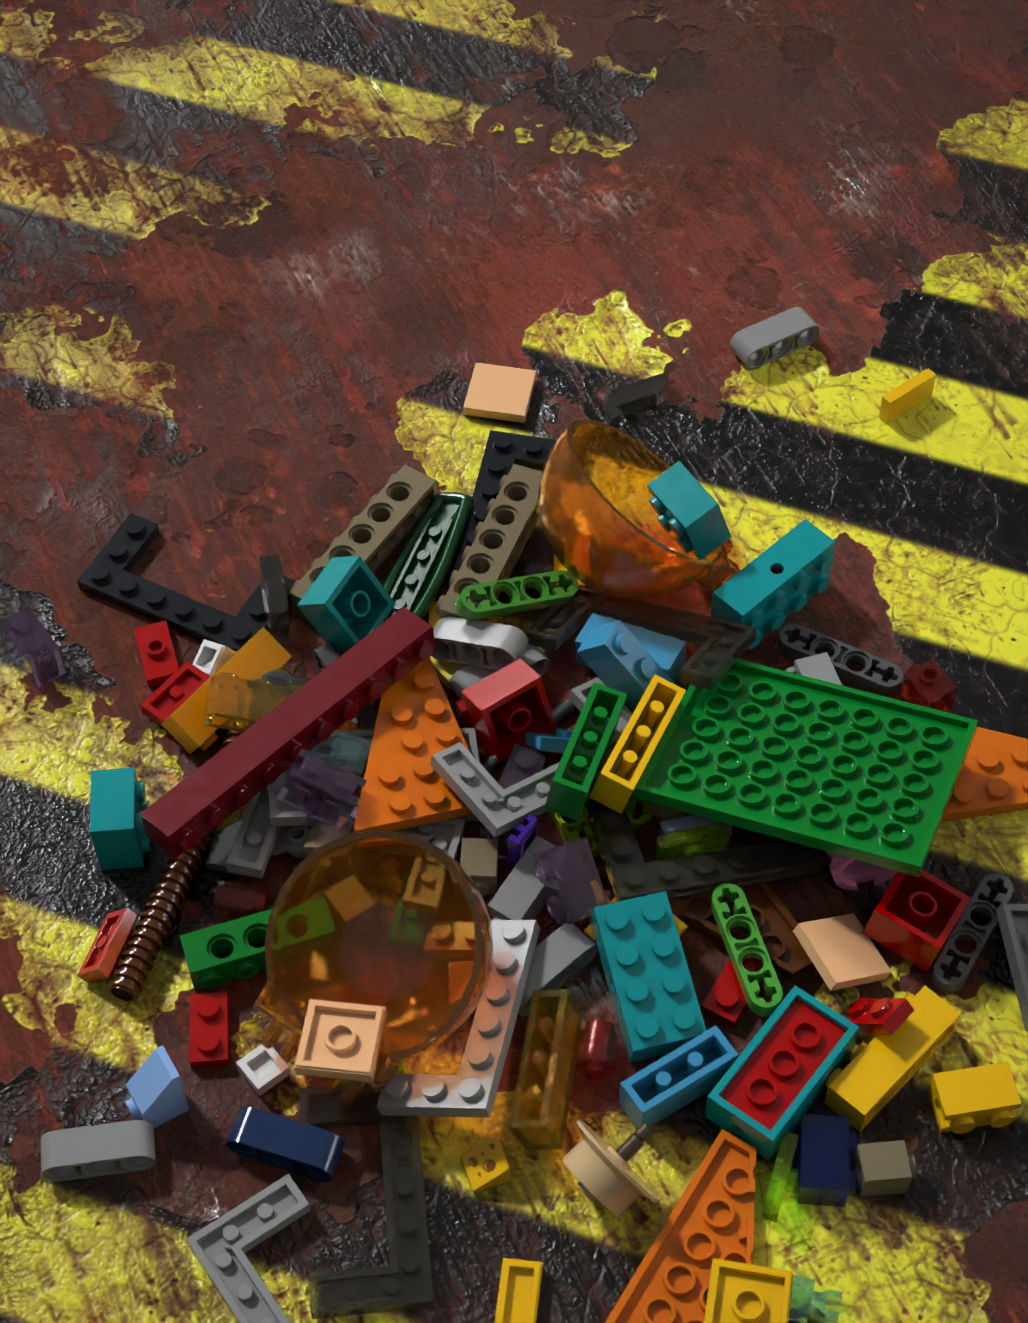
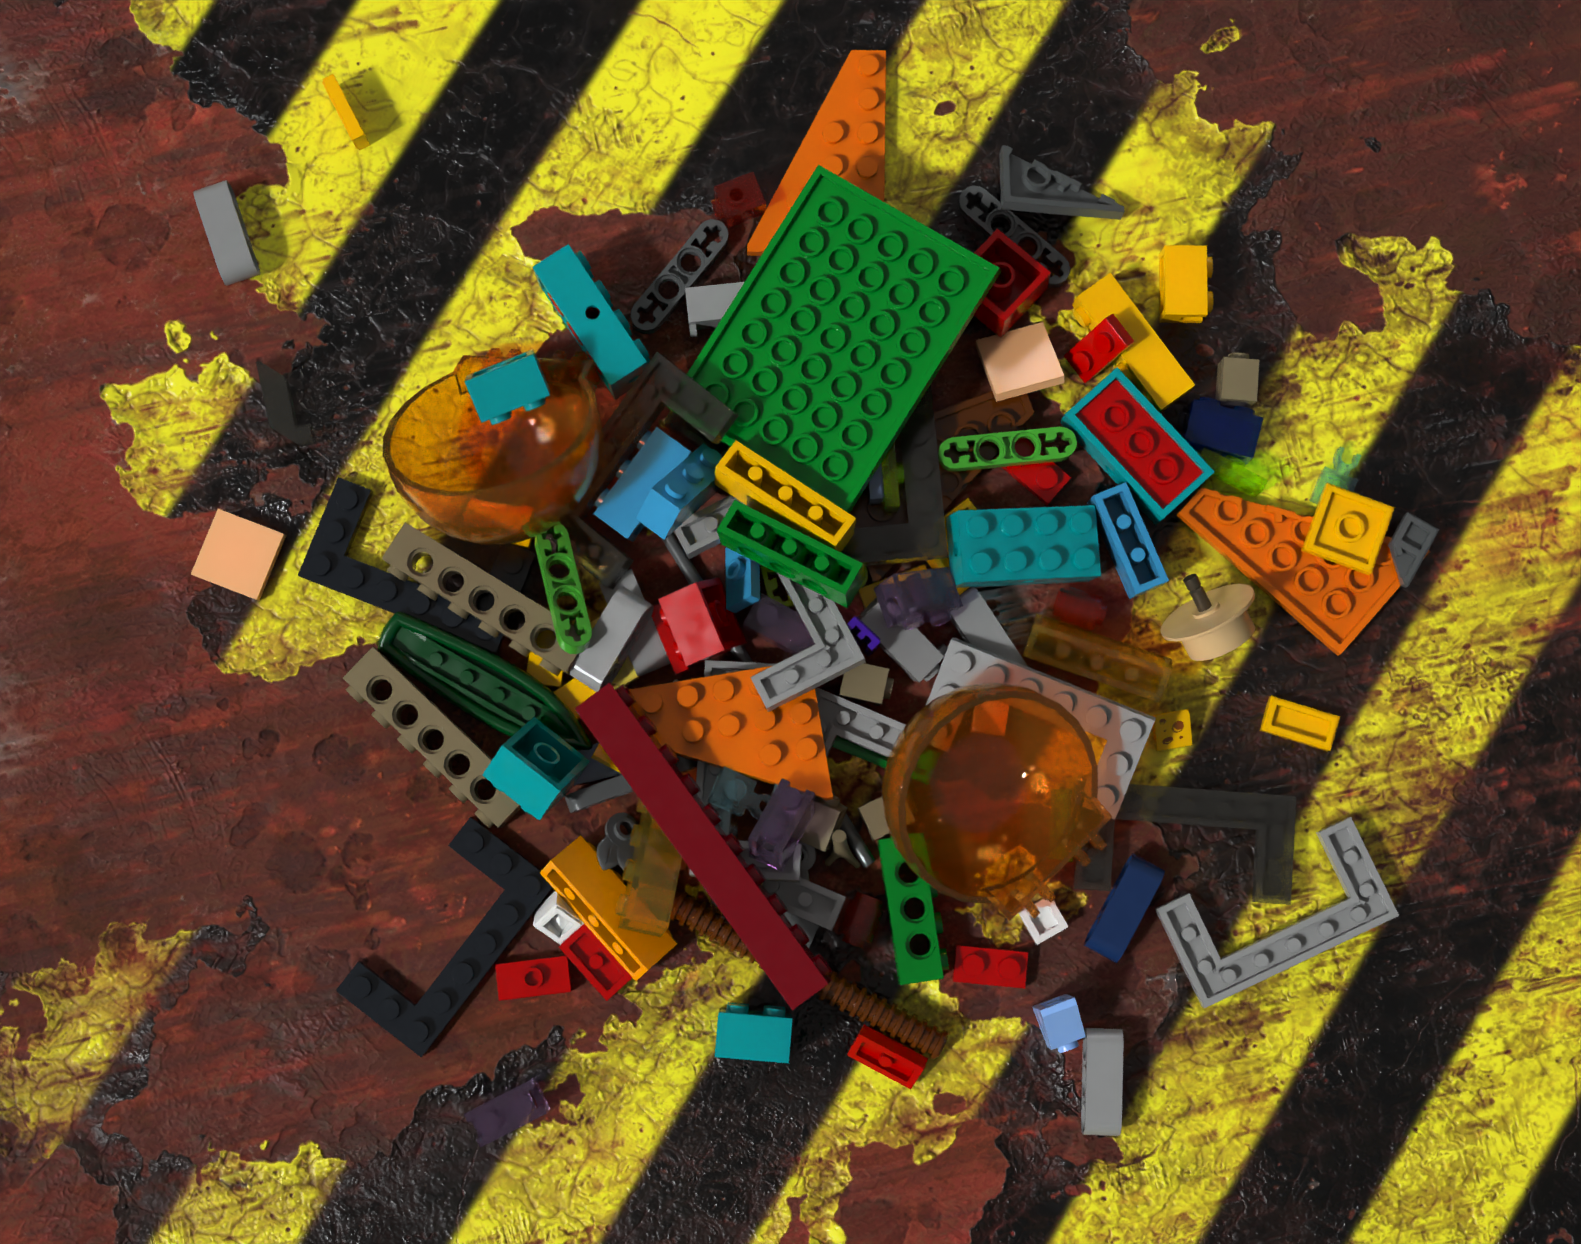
camera: 85 degrees left, 30 degrees up
(274, 598) = (500, 844): clear smoke piece -> none
(340, 1040) = (1065, 842): light nougat tile -> none

